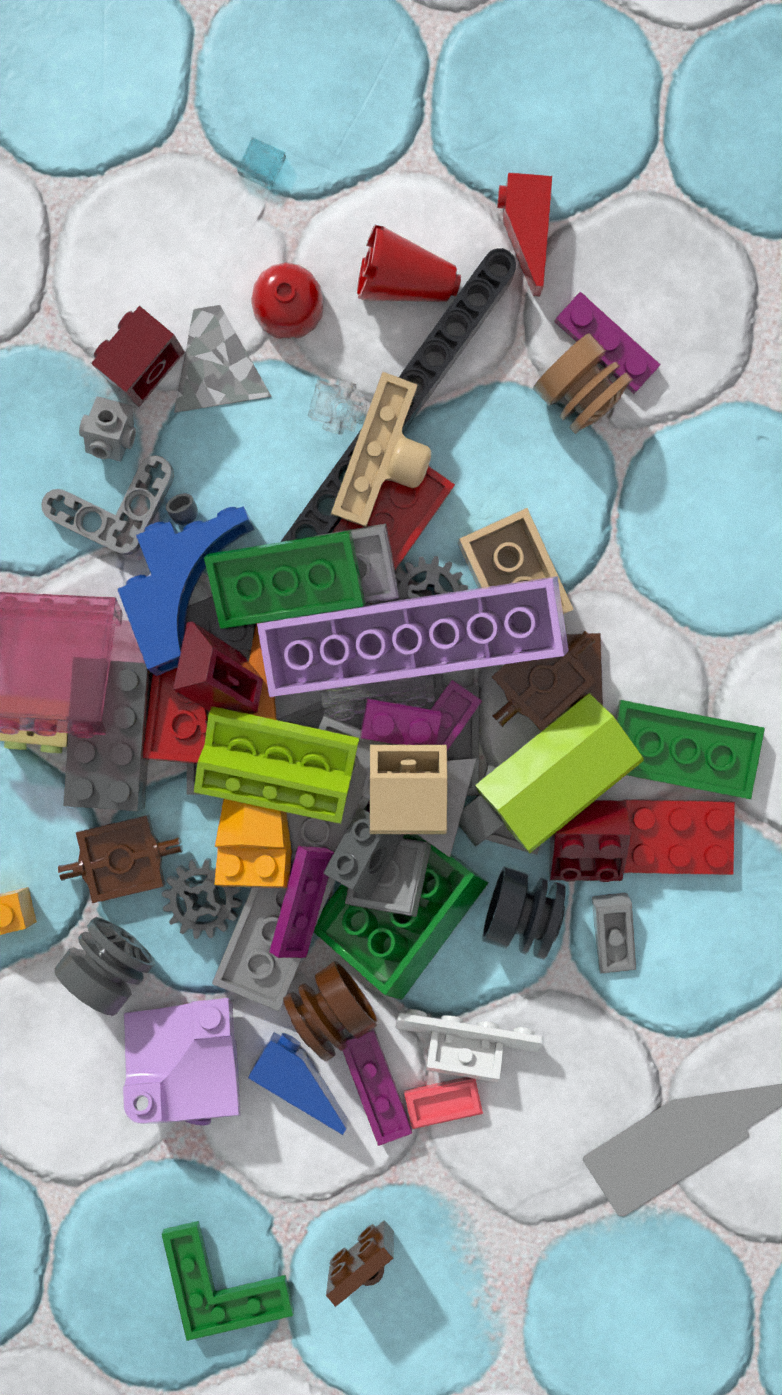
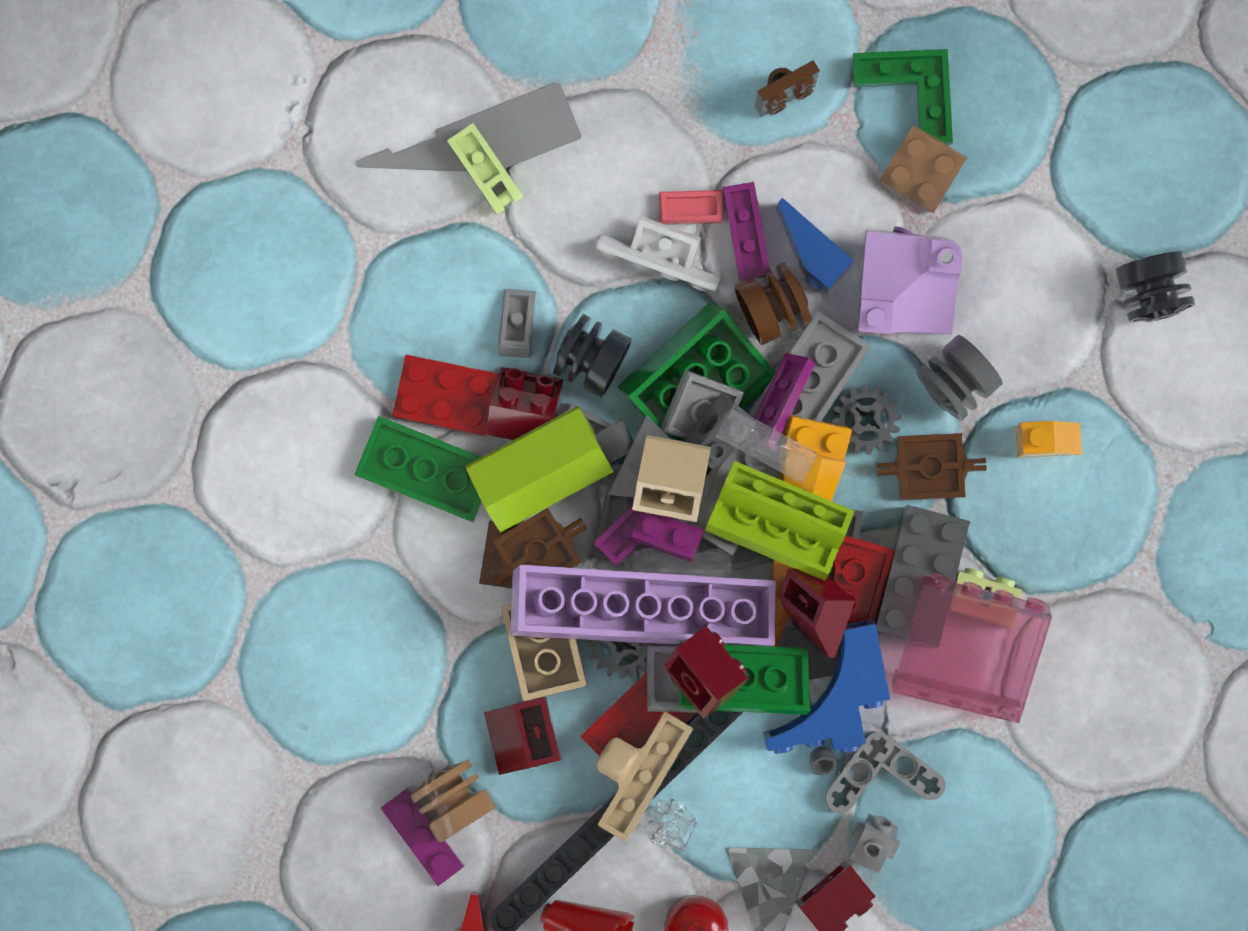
camera: 165 degrees left, 5 degrees down
(189, 1196) = (923, 168): none -> medium nougat plate
(306, 848) = (766, 444): none -> clear plate
(326, 575) = (705, 671): none -> dark red brick
(517, 472) = (522, 736): none -> dark red slope
(687, 1105) = (484, 167): none -> yellowish green plate

